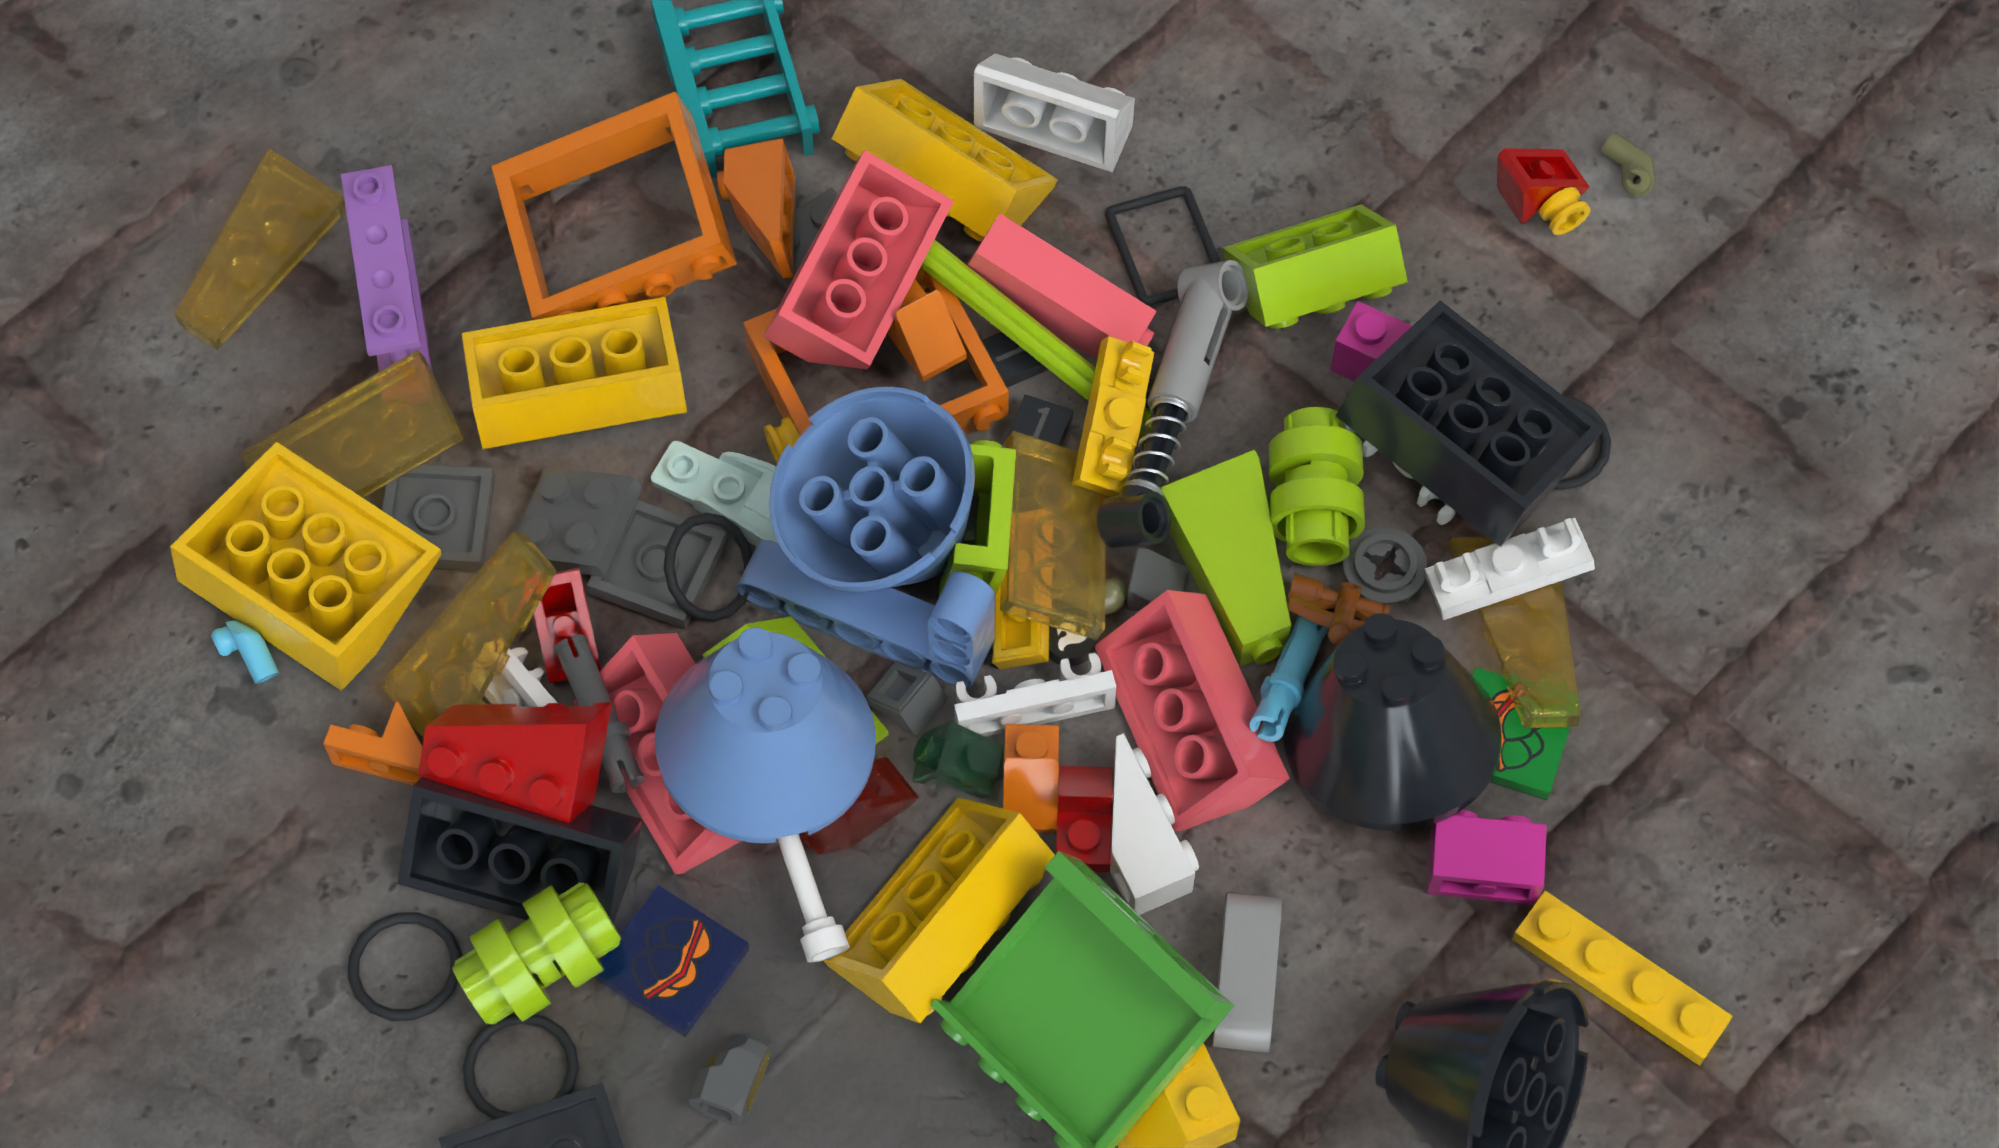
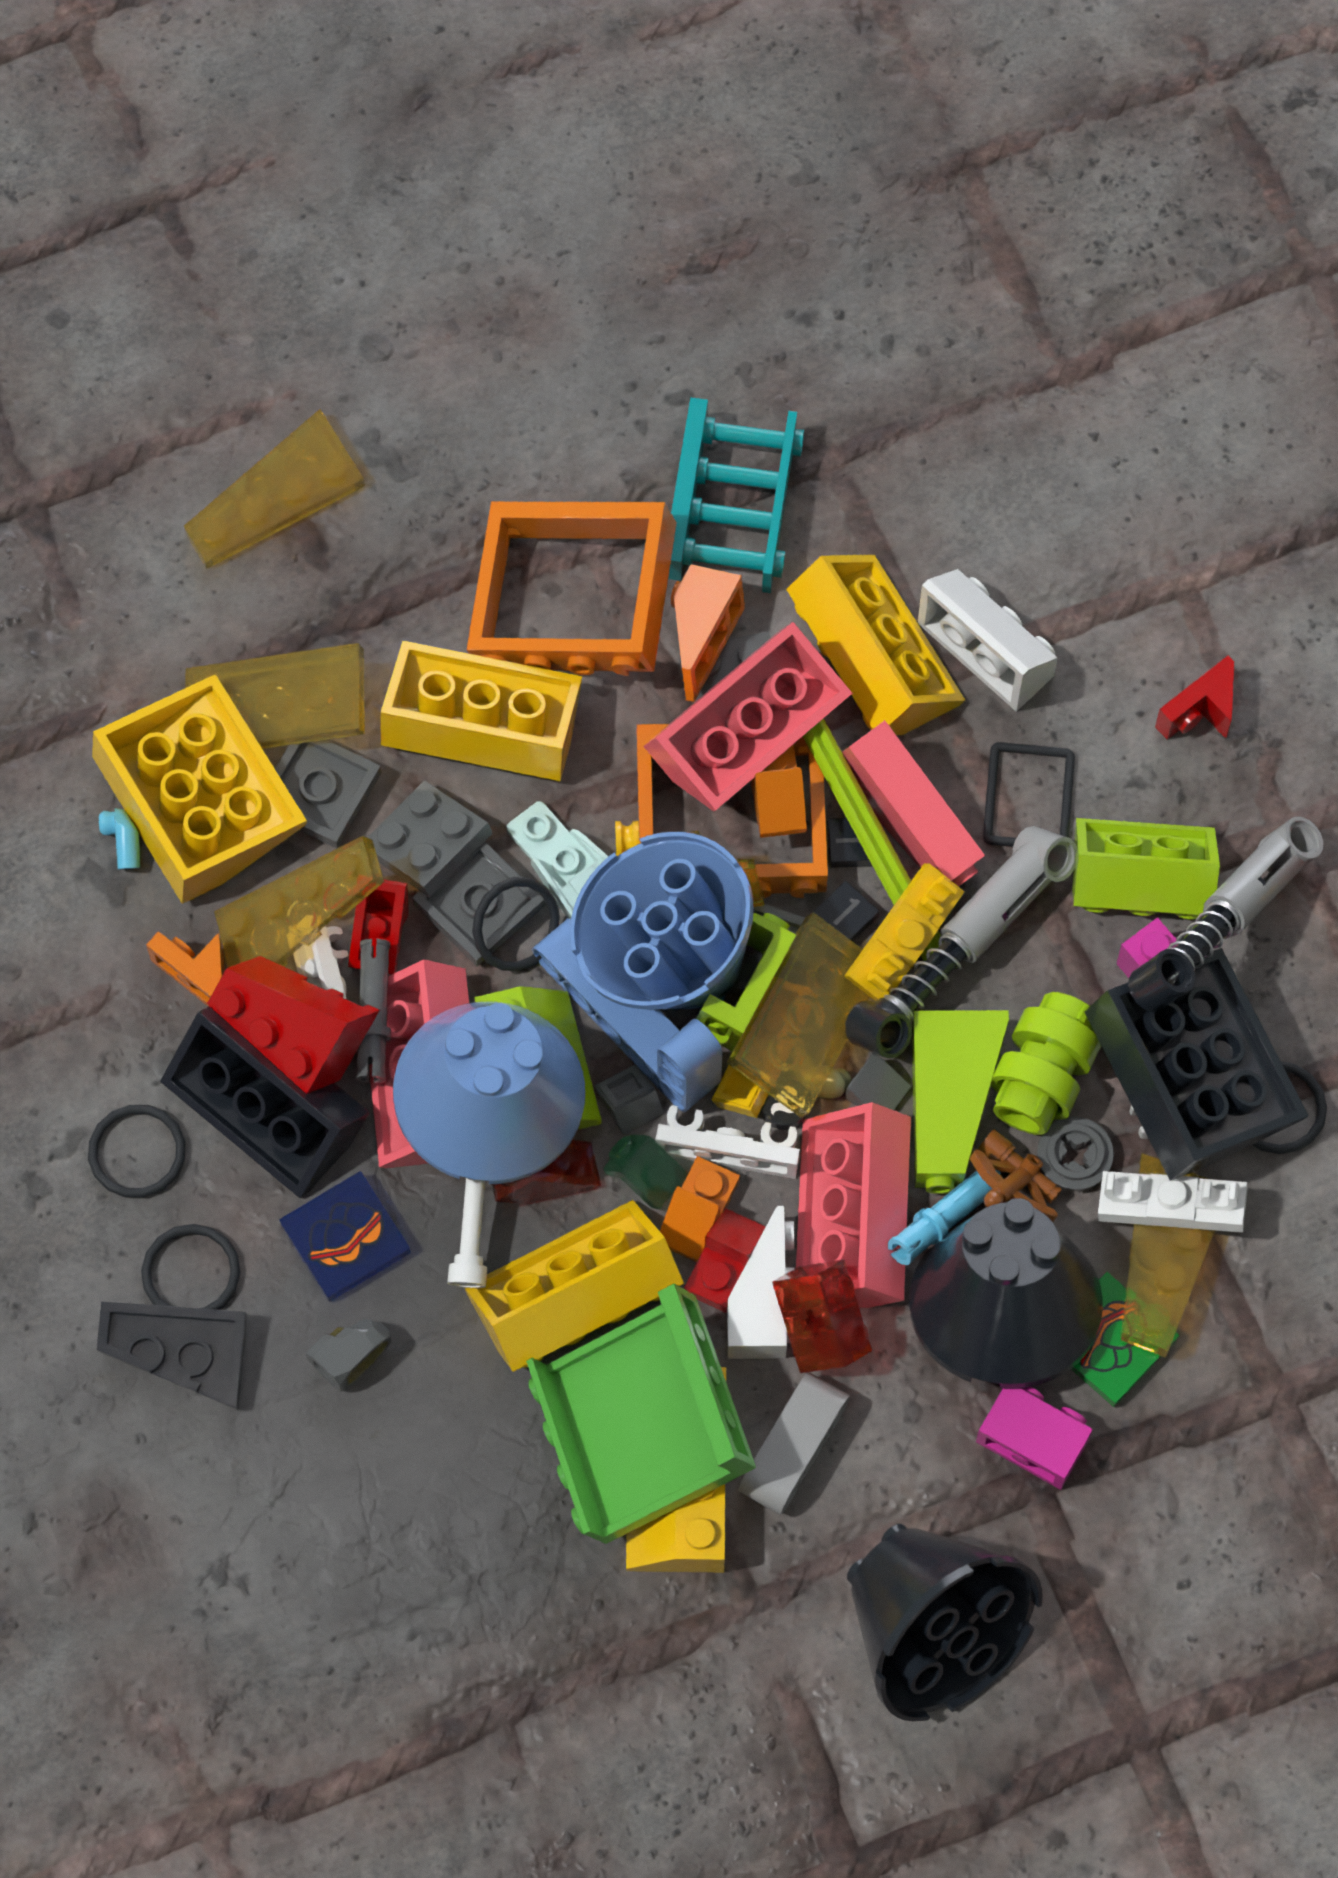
camera: 25 degrees right, 5 degrees up
(384, 267) = (362, 565): medium lavender fence -> none
(515, 966) = (216, 1190): lime piece -> none
(1219, 826) = (822, 1316): none -> clear red brick
(1296, 85) = (1206, 697): none -> red slope
(1428, 267) = (1227, 912): none -> piece
(1622, 978) = (1099, 1579): yellow plate -> none

